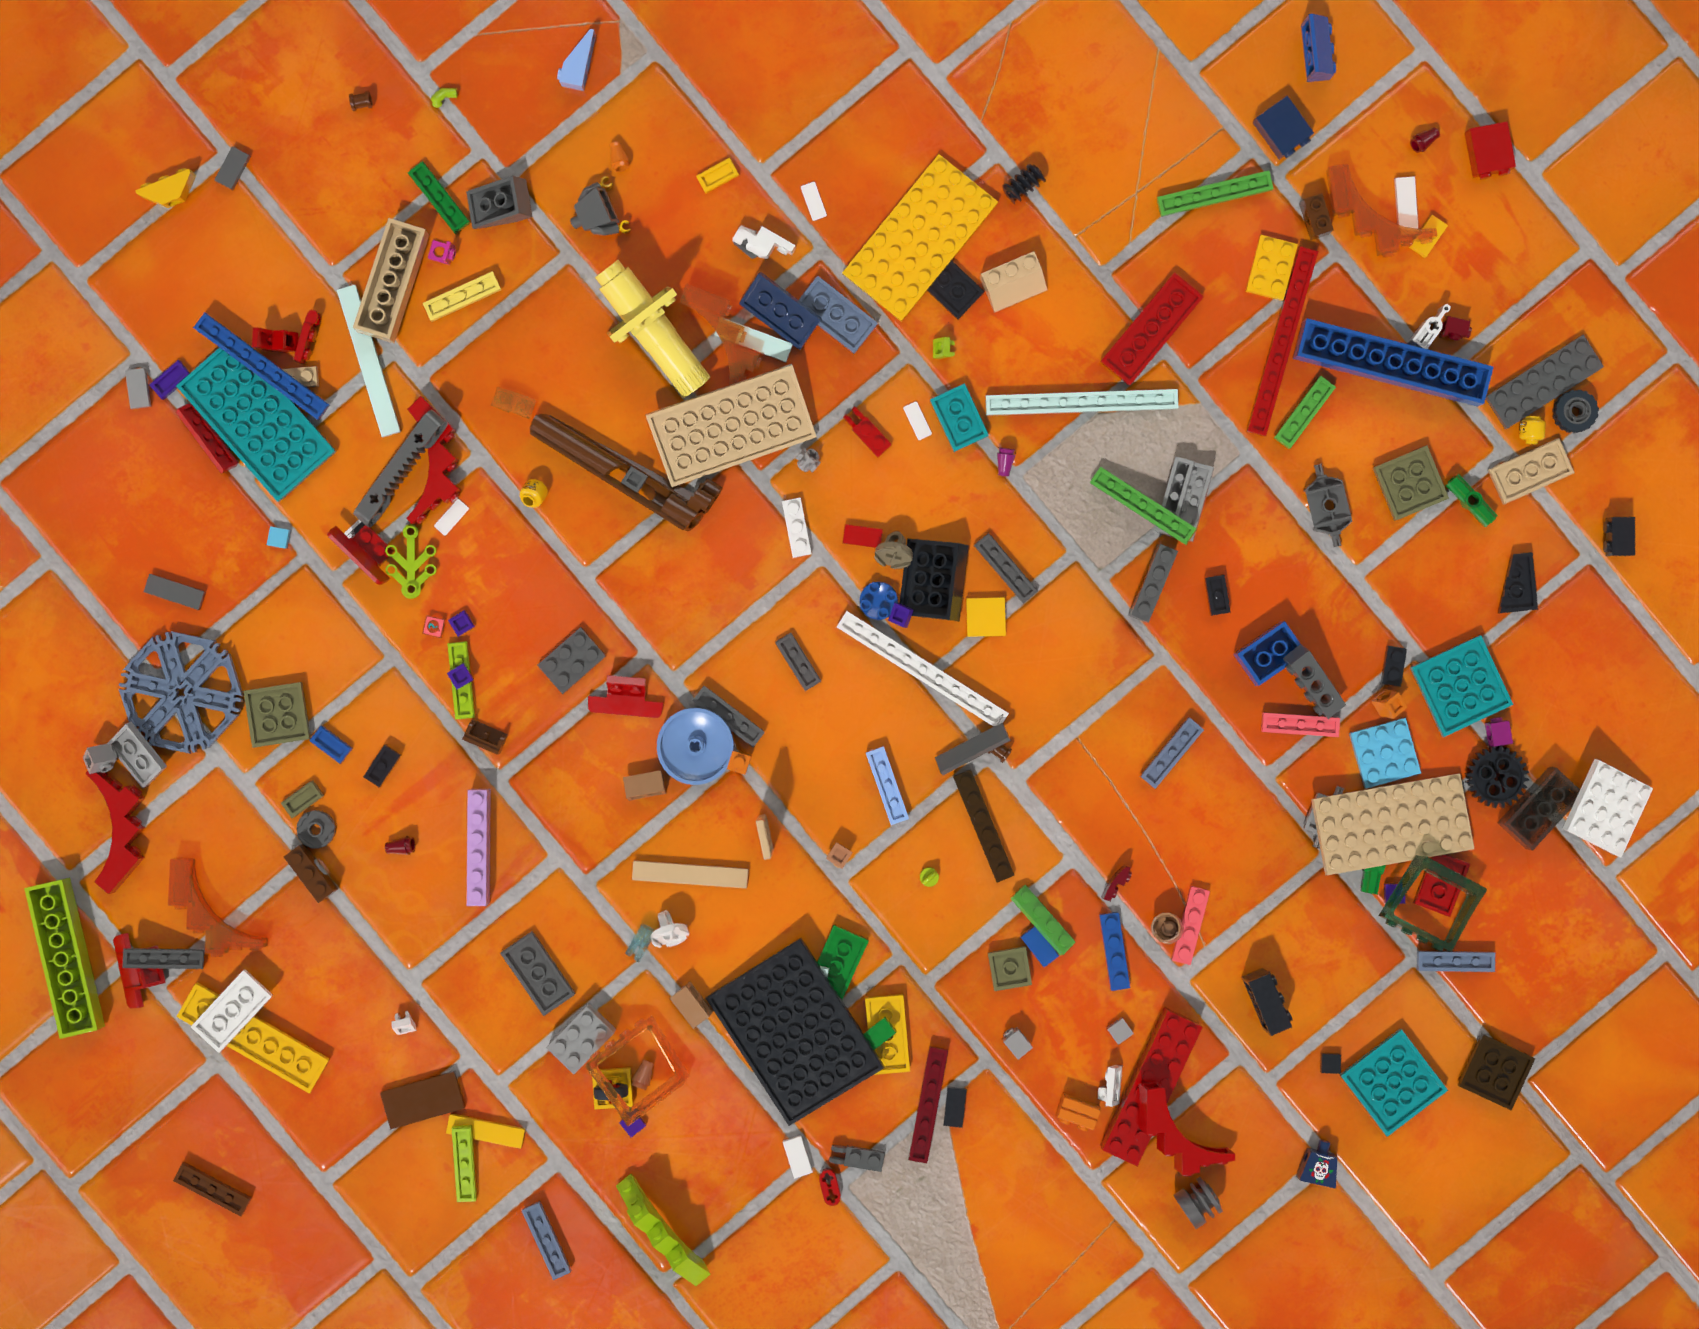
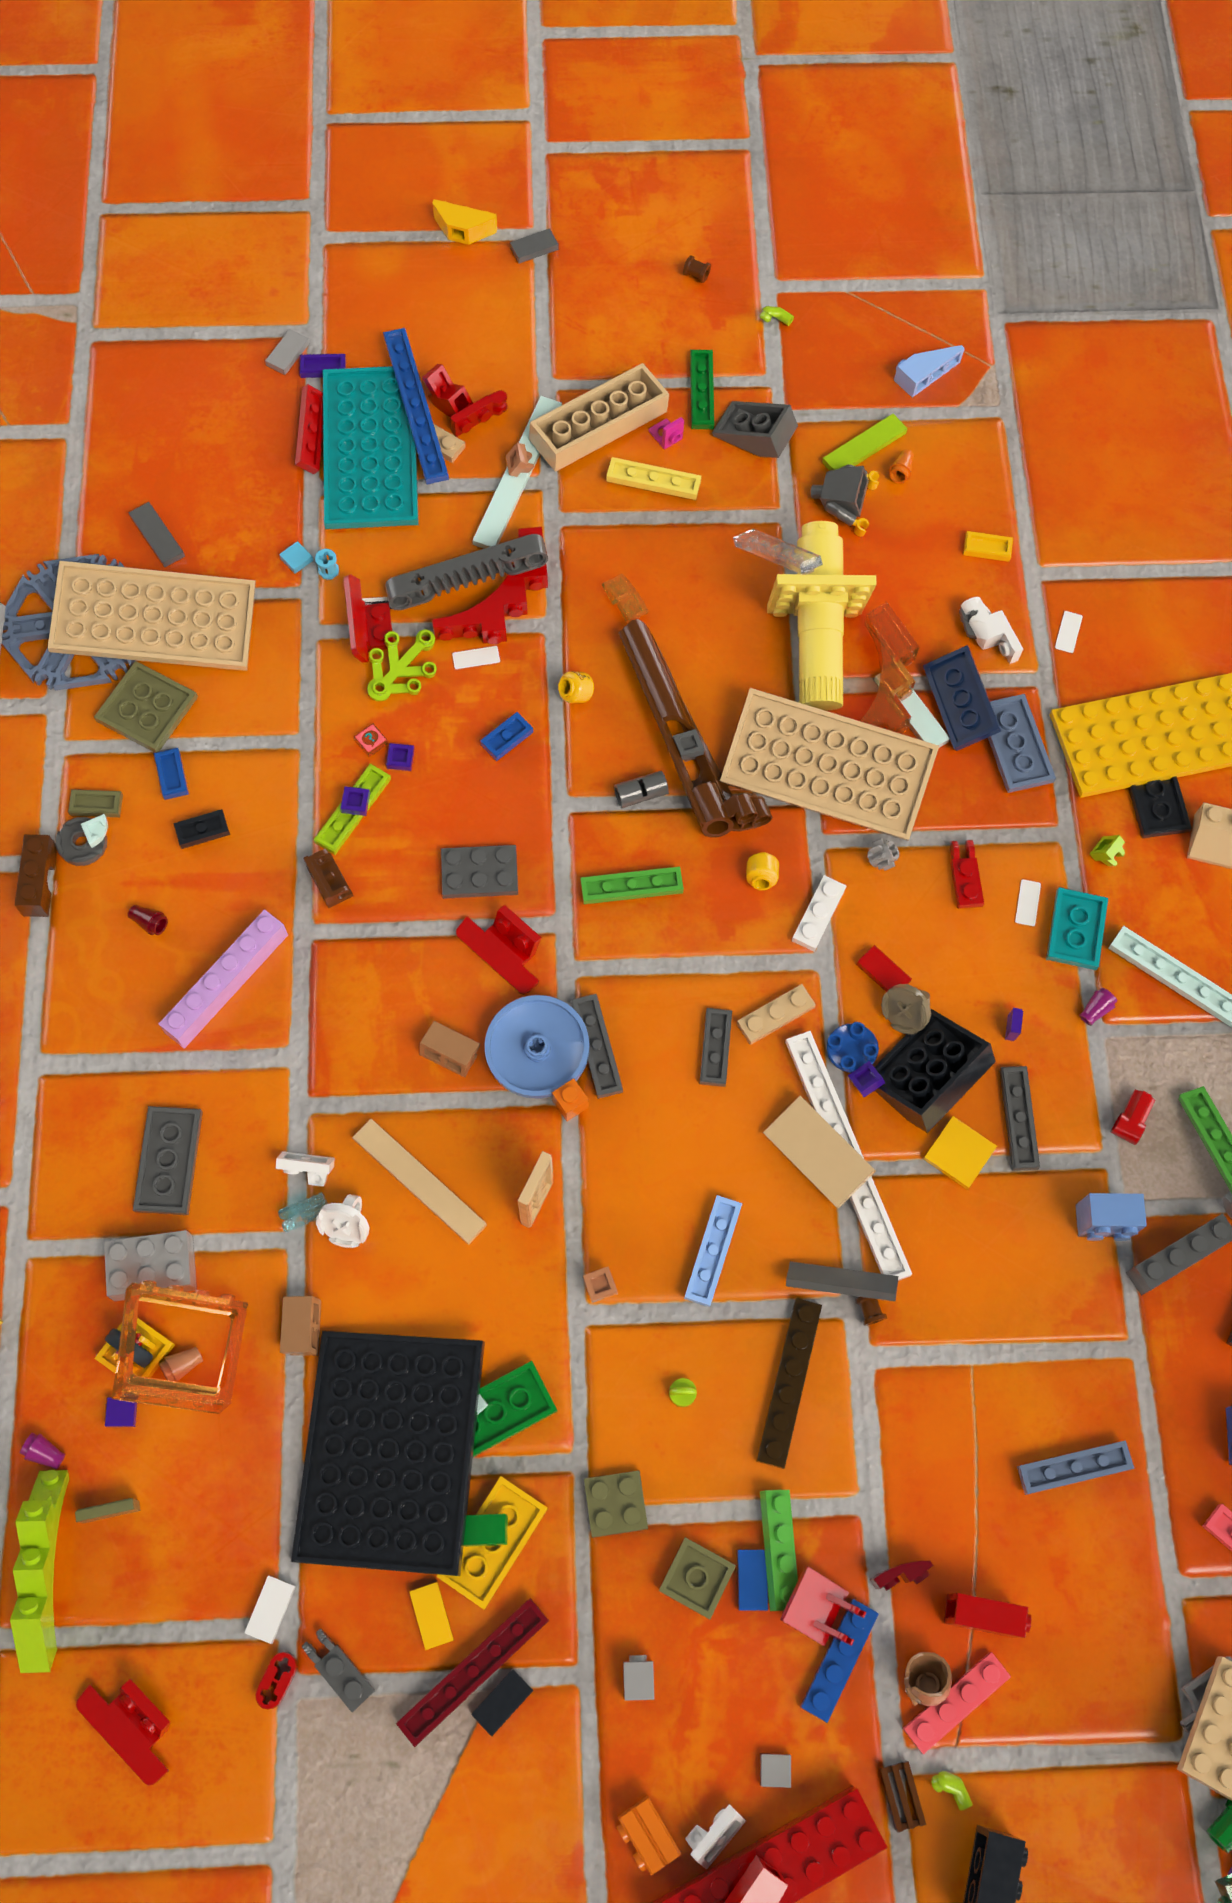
camera: 25 degrees right, 20 degrees down
(228, 654) = (152, 616): none -> tan plate
(297, 527) = (330, 565): none -> medium azure bush
(320, 817) = (95, 829): none -> light aqua tile
(364, 357) = (518, 460): none -> nougat tile
(516, 559) = (506, 736): none -> blue plate
(581, 158) = (866, 443): none -> lime tile
(590, 304) = (778, 551): none -> clear plate
(609, 1175) = (42, 1451): none -> magenta cone
(625, 912) = (316, 1166): none -> white hinge
(627, 530) = (641, 789): none -> dark grey pin
(670, 1177) = (107, 1510): none -> olive tile
(671, 599) = (631, 885): none -> bright green plate
(743, 528) = (762, 871): none -> yellow head
(772, 1266) = (129, 1726): none -> red plate
(818, 613) = (776, 1014): none -> tan plate
(884, 1094) = (431, 1616): none -> yellow tile
(905, 682) = (819, 1152): none -> tan tile
(937, 963) = (615, 1504): none -> olive plate
(963, 512) = (1014, 1024): none -> dark purple tile
(1072, 522) = (1131, 1122): none -> red piece
(1083, 936) = (815, 1607): none -> plate
(1097, 593) = (1110, 1216): none -> medium blue brick
(1176, 872) = (987, 1615): none -> red brick
(1206, 1003) = (910, 1823): none -> reddish brown tile
(1215, 968) = (954, 1785): none -> lime arm

